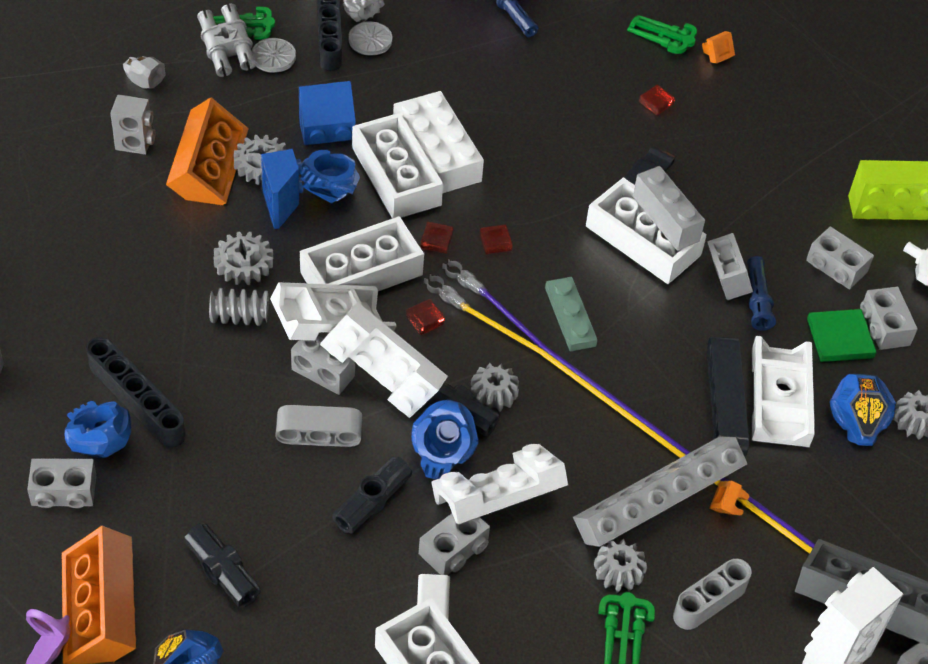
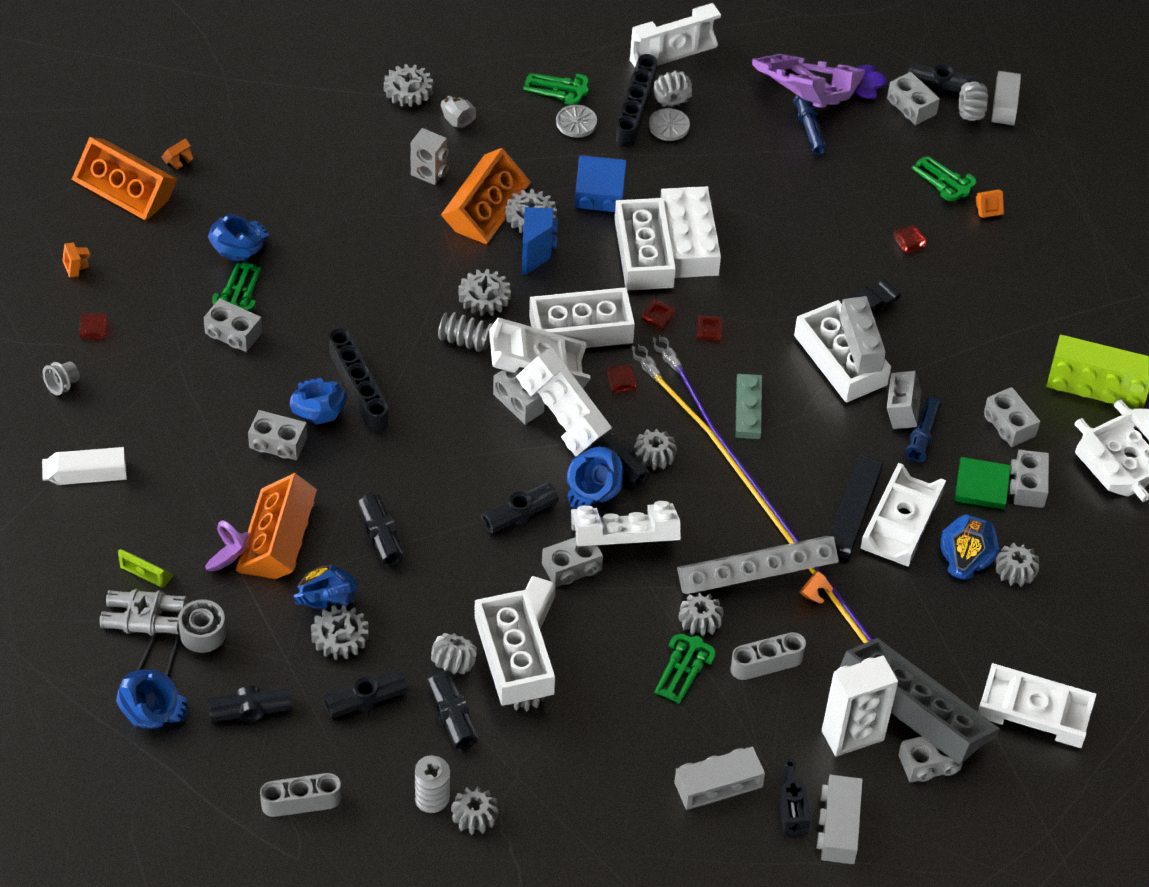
camera: 20 degrees right, 0 degrees up
(81, 55) = (408, 85): none -> light grey gear
(226, 40) = (538, 98): light grey pin -> none
(319, 425) = (497, 443): light grey beam -> none
(329, 175) = (581, 238): blue helmet -> none

